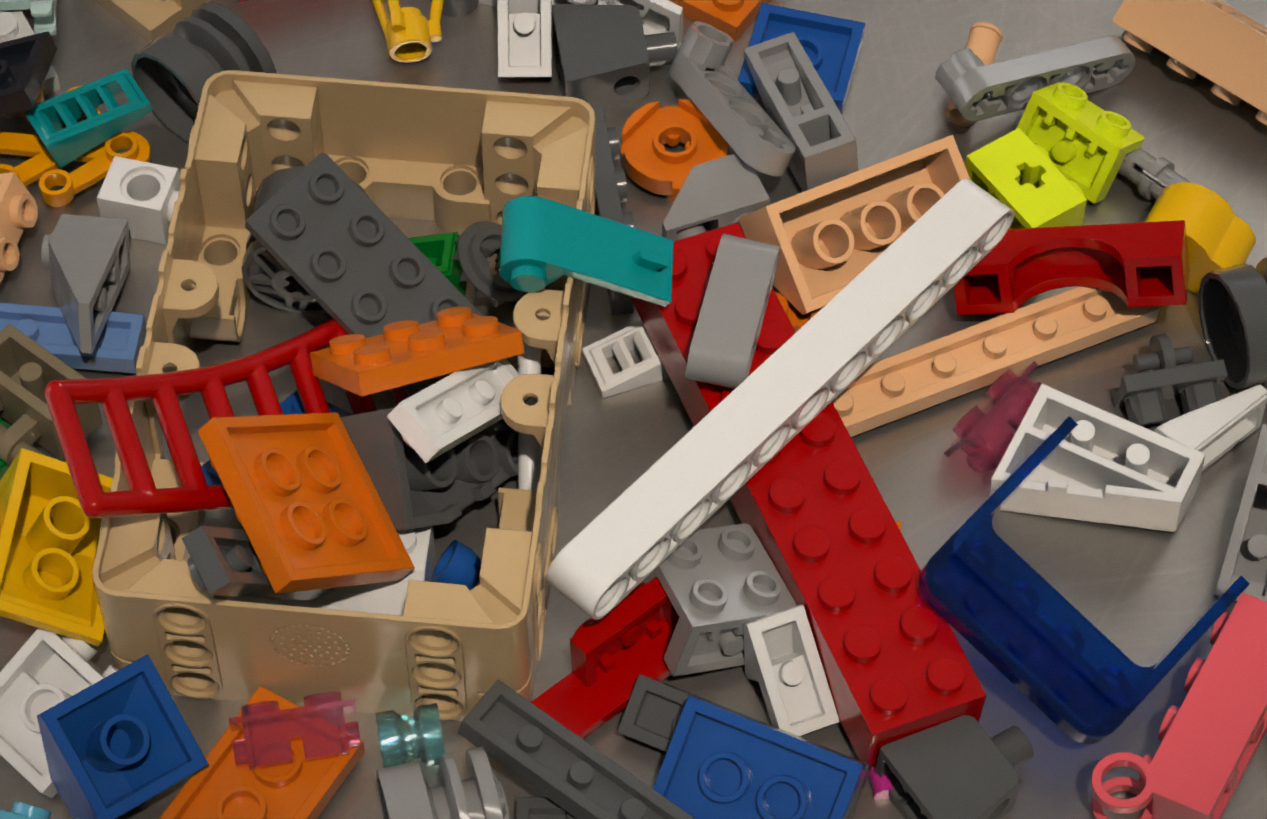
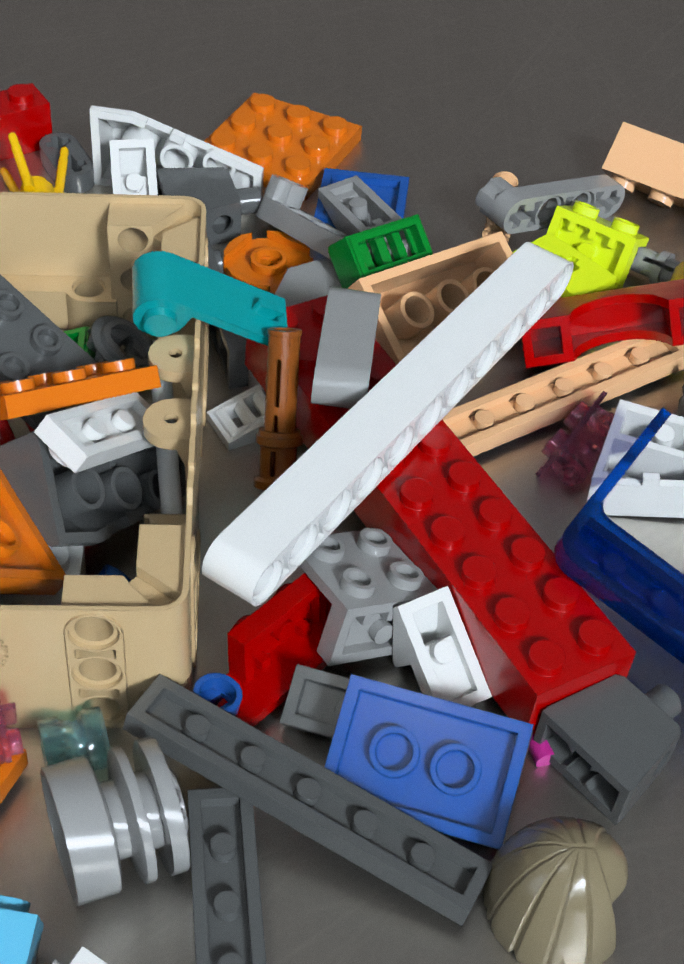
camera: 10 degrees left, 10 degrees down
(550, 694) = (217, 686): none -> blue hinge
(654, 399) = (279, 434): none -> dark orange pin
(769, 170) = (353, 259): none -> green slope

